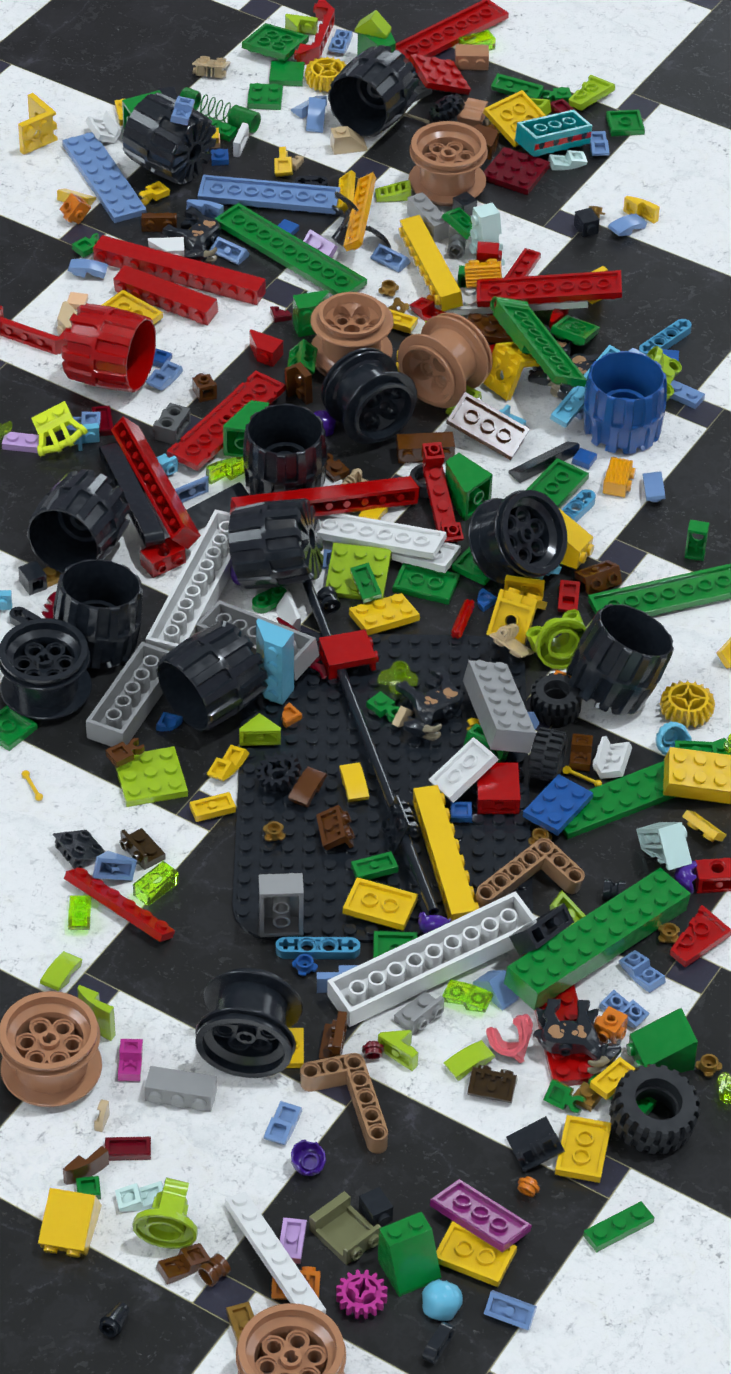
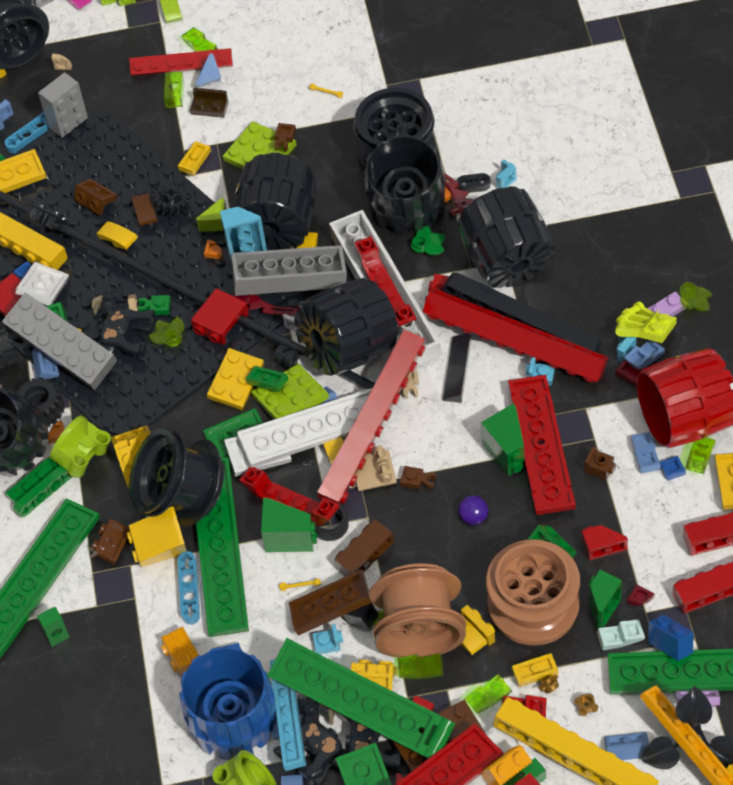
camera: 145 degrees right, 10 degrees up
(77, 847) = (246, 74): black hinge -> none
(127, 699) = (333, 184): light grey brick -> none
(172, 423) = (576, 410): dark grey brick -> none
(193, 489) = (495, 366): medium blue slope -> none
(210, 559) = (375, 271): none -> red slope
(227, 468) = (488, 404): clear neon green slope -> none
(229, 764) = (217, 189): yellow slope -> none
(274, 831) = (133, 166): pearl gold plate -> none
(284, 450) = (437, 417): black wheel -> none
(297, 269) = (670, 637): none -> blue brick
(299, 382) = (523, 519): reddish brown bracket -> none
(304, 964) = (30, 113): blue plate -> none
(369, 395) = (434, 522): black wheel -> none
(375, 866) = (43, 190): green plate -> none
(462, 618) = (173, 417): red axle -> none
(503, 473) = (283, 586): none -> yellow hinge
(506, 637) = (111, 415): tan hinge -> none
(543, 461) = (262, 622): black slope -> none
(568, 595) = (116, 506): red slope -> none
(654, 486) = (144, 667): medium blue slope -> none

